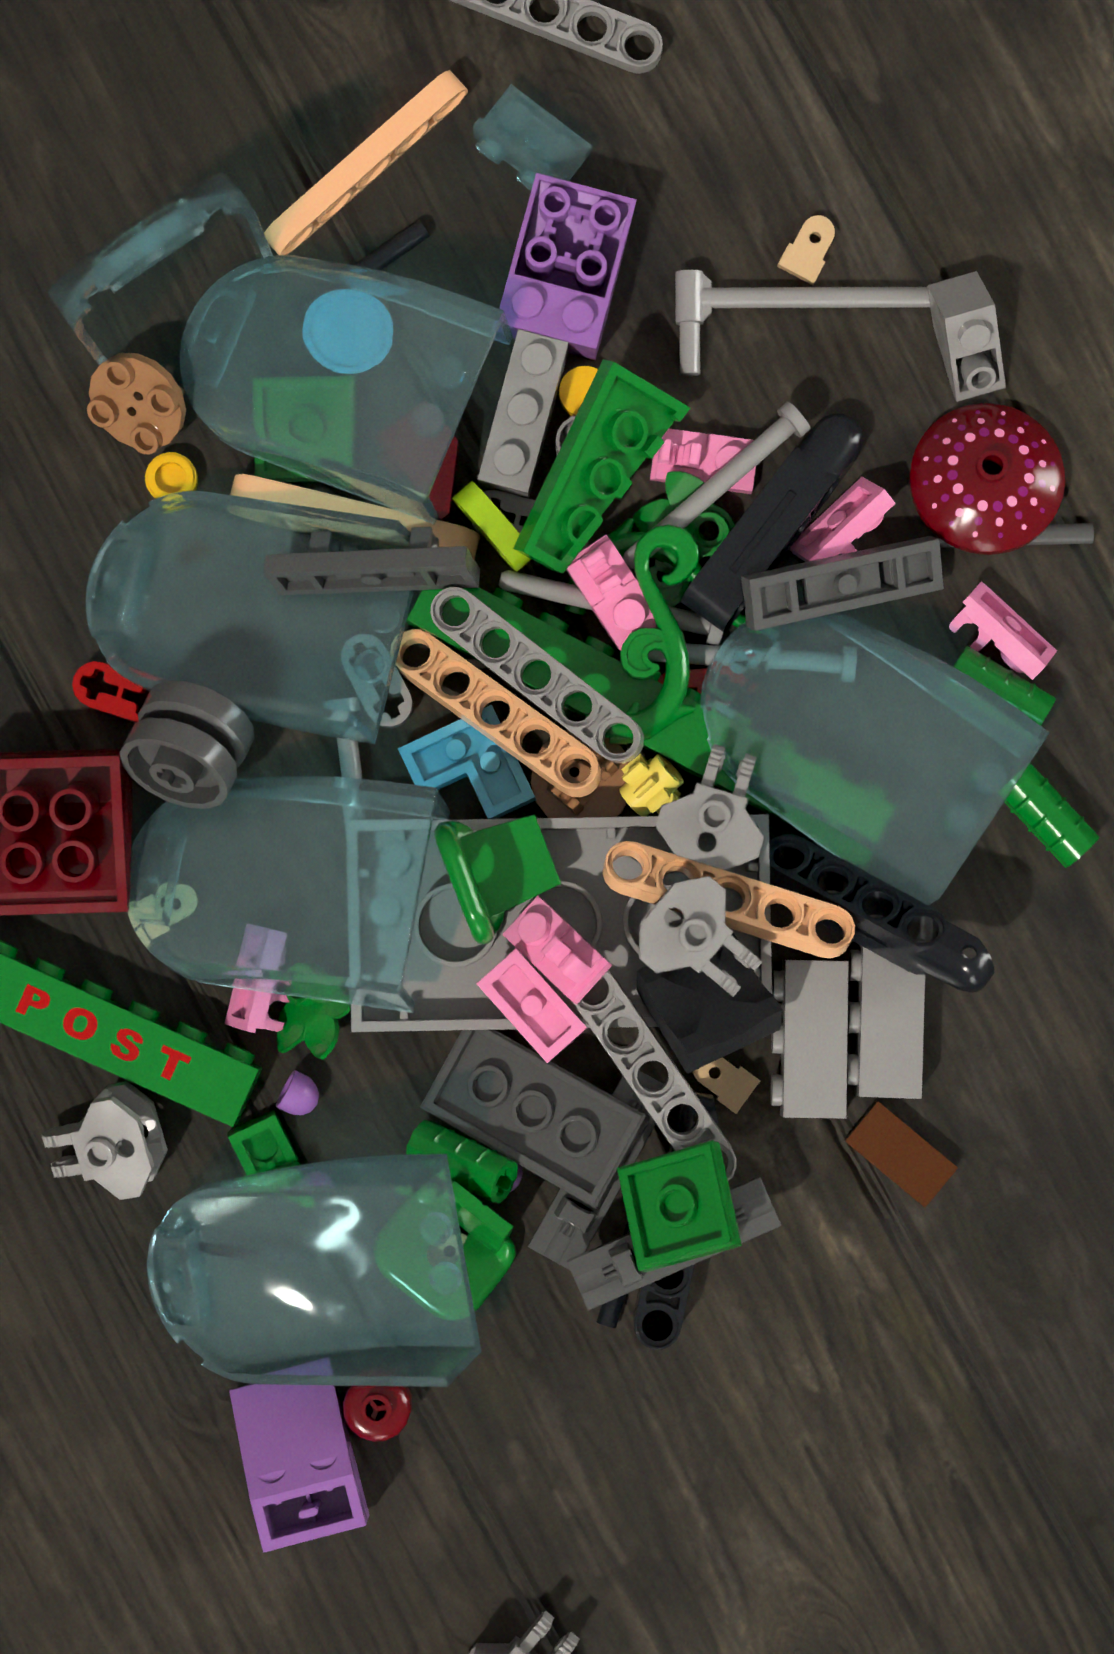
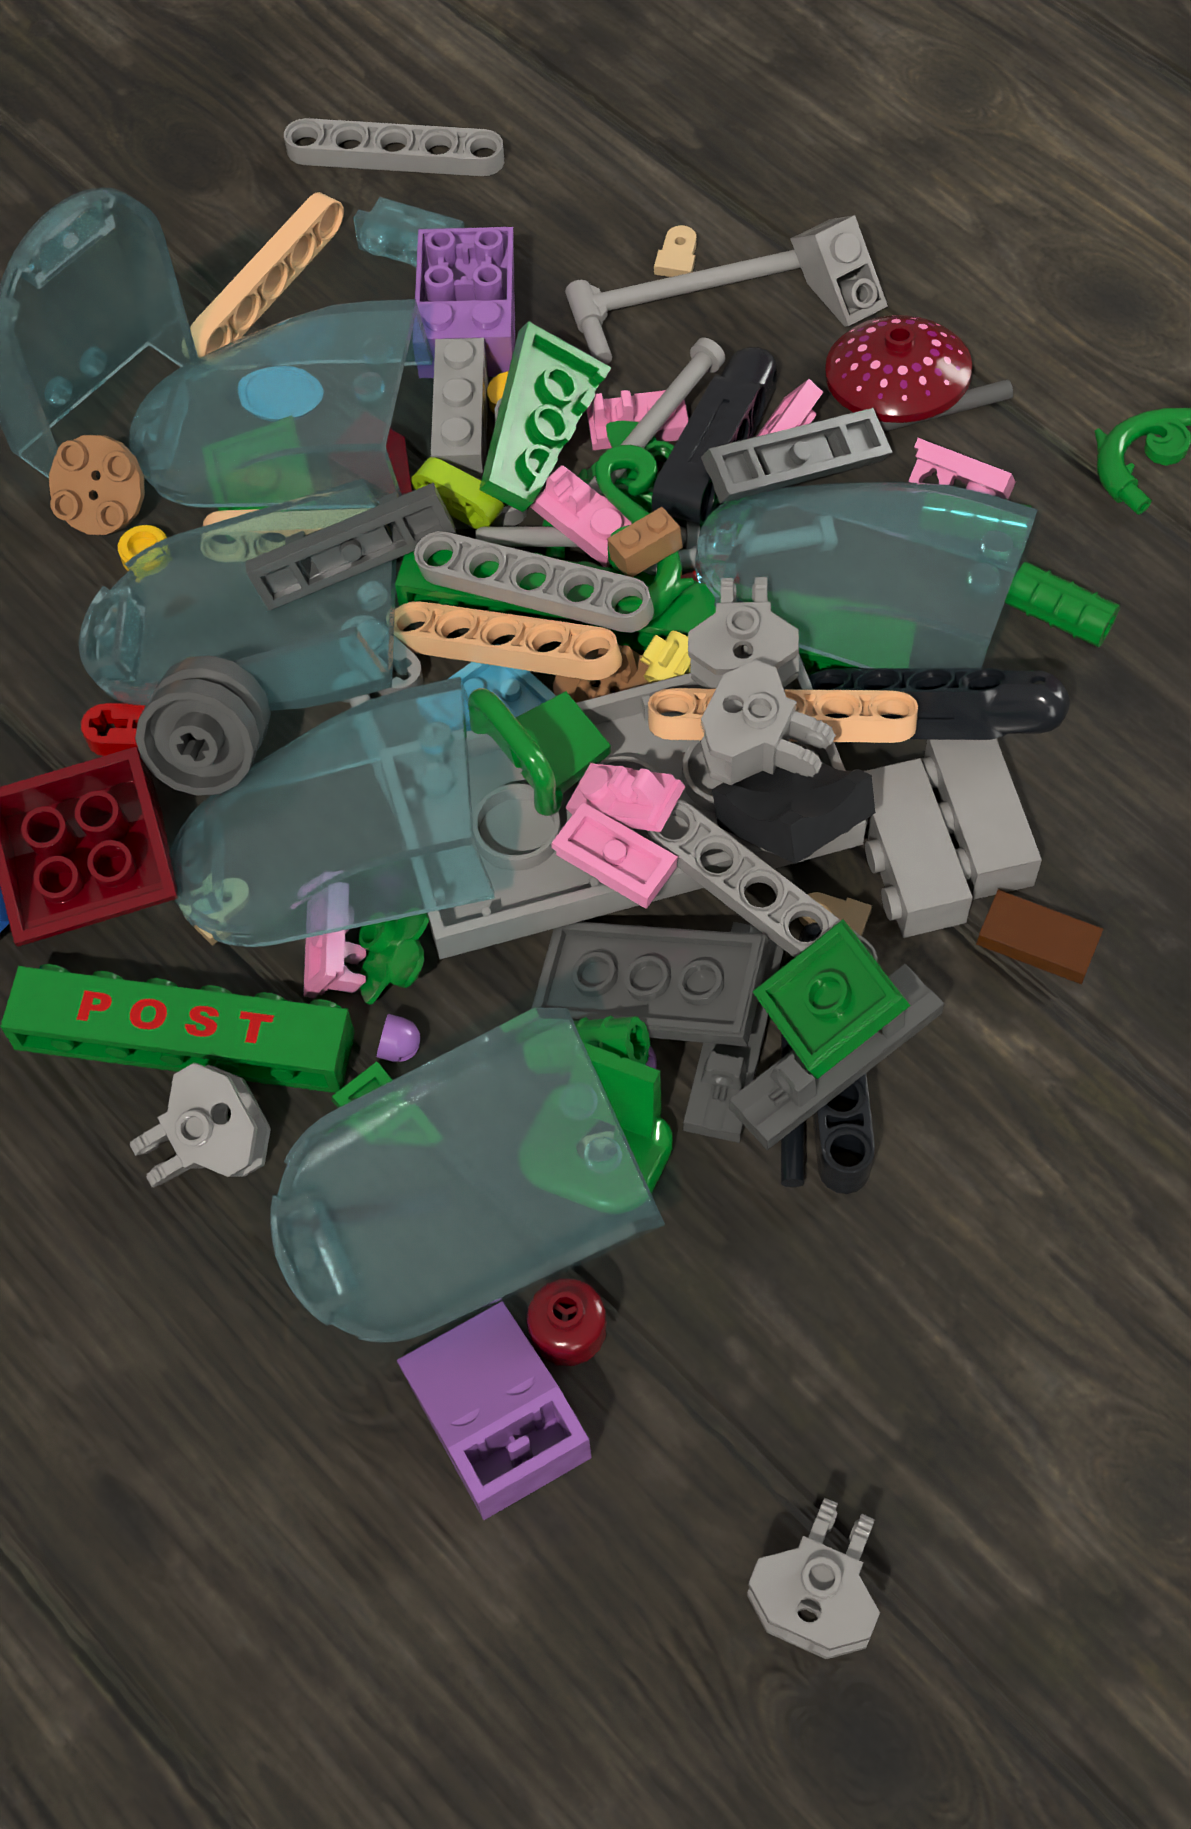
camera: 10 degrees left, 25 degrees down
(656, 667) = (645, 542): none -> medium nougat piece

